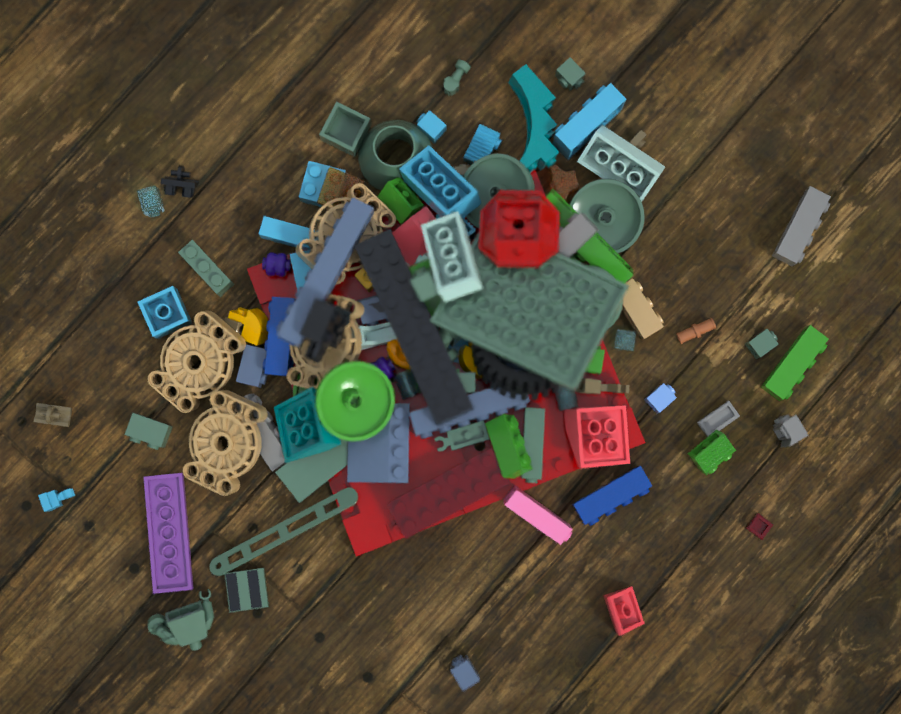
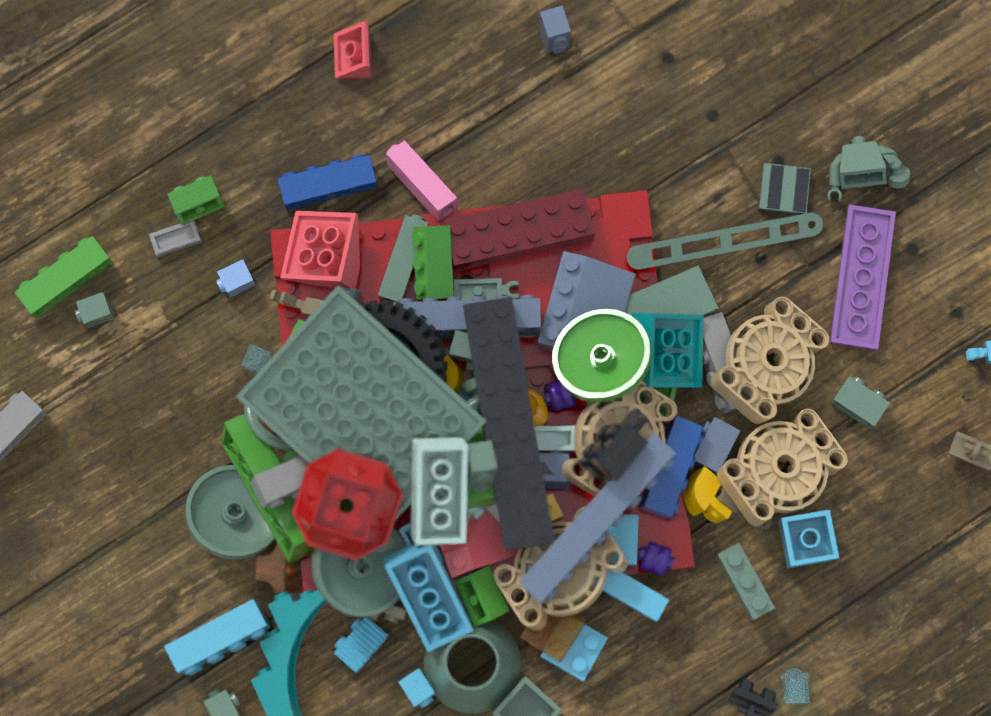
camera: 165 degrees left, 5 degrees down
(407, 384) = (535, 369): clear light blue piece -> none
(618, 159) = (194, 574): light aqua brick -> none
(638, 140) = (166, 598): dark tan plate -> none
(640, 311) = (227, 383): tan brick -> none
(696, 330) = (168, 347): nougat pin -> none
(759, 526) = (167, 105): dark red tile -> none
(789, 430) = (97, 198): light grey window -> none

